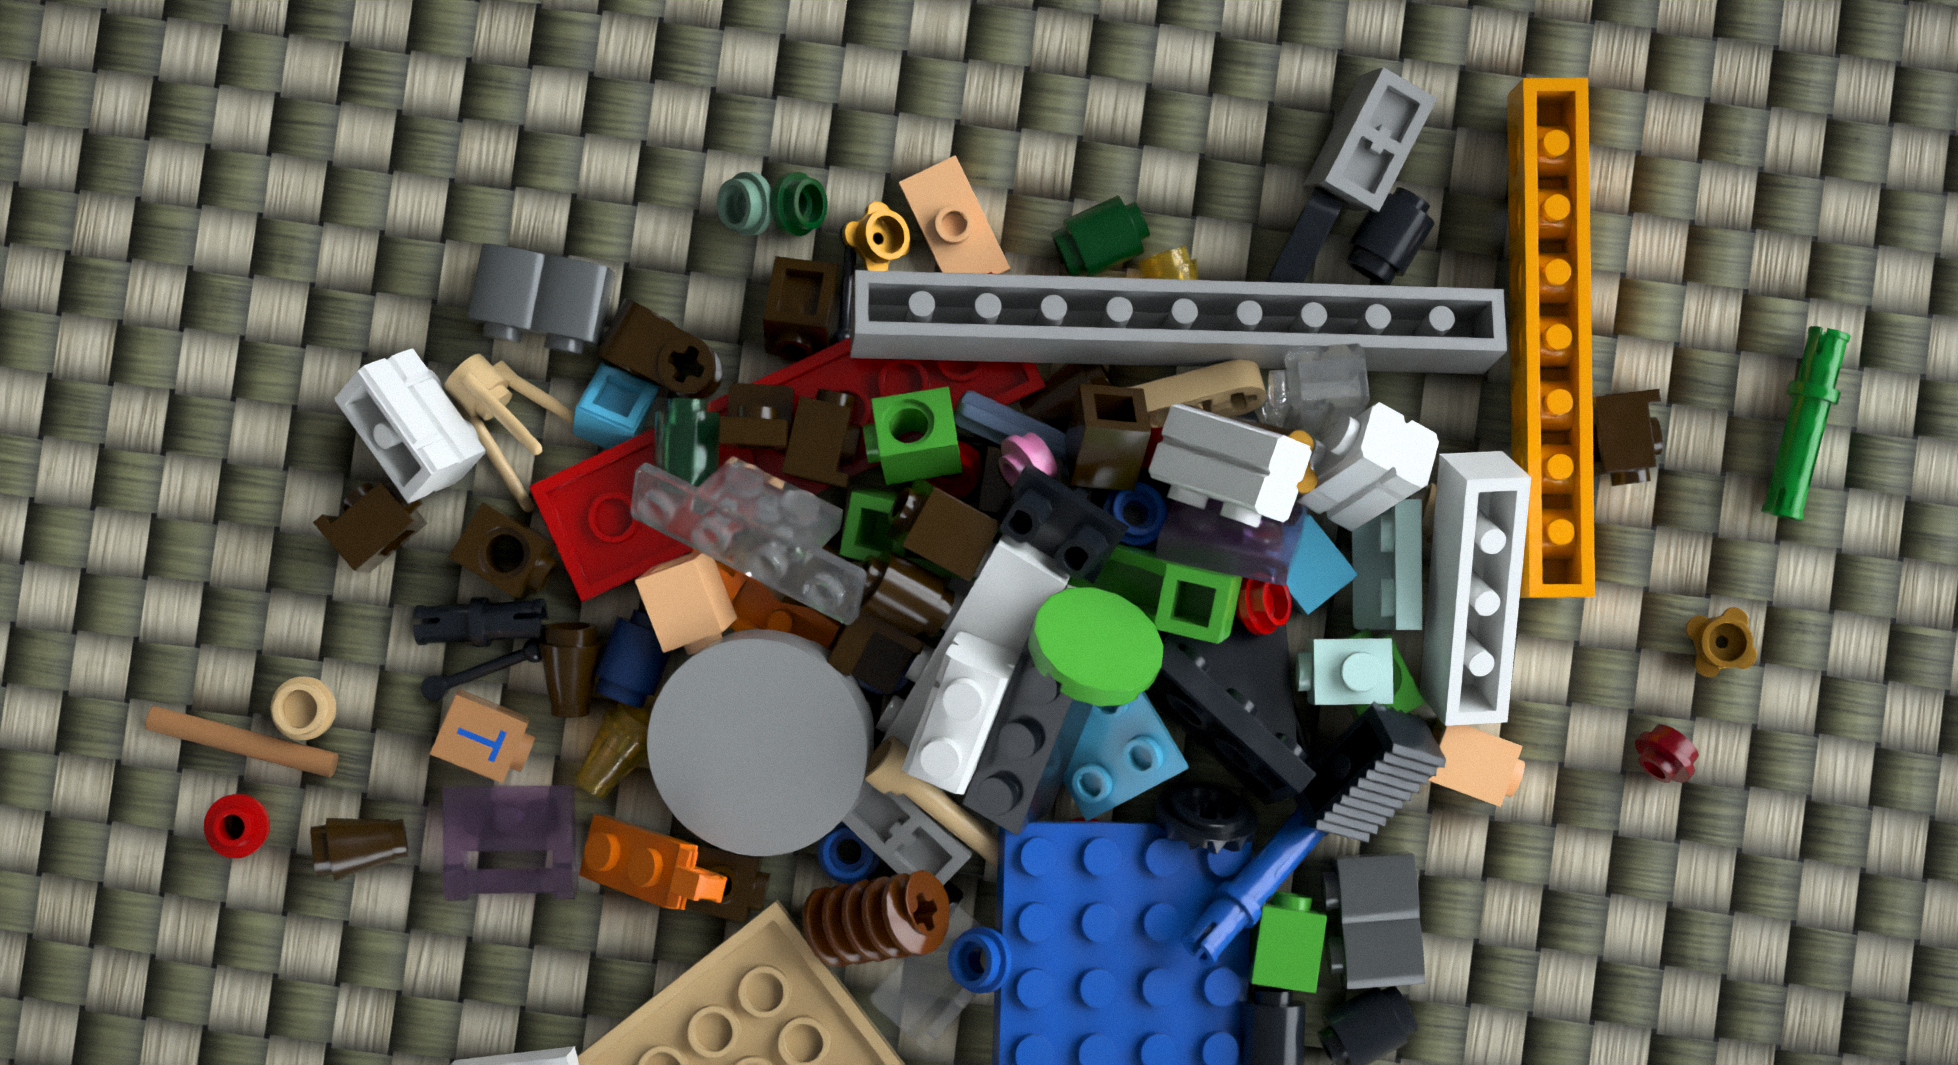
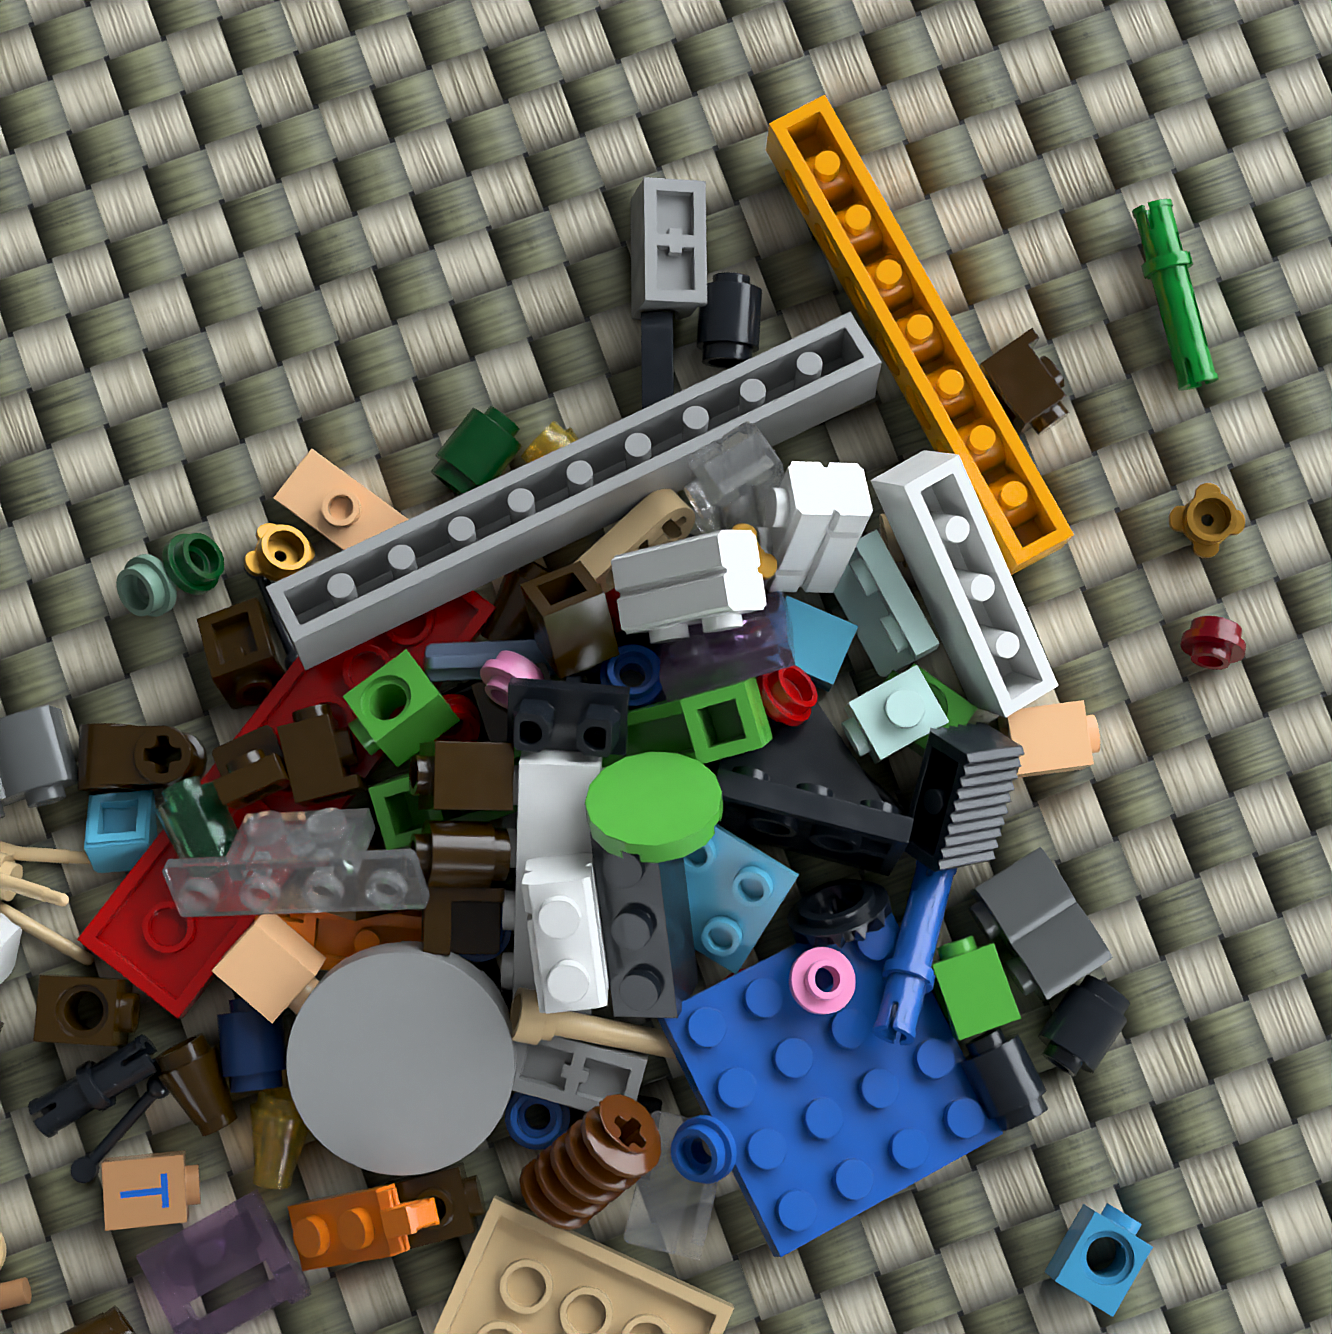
camera: 30 degrees left, 5 degrees down
(1142, 865) = (803, 980): none -> bright pink plate

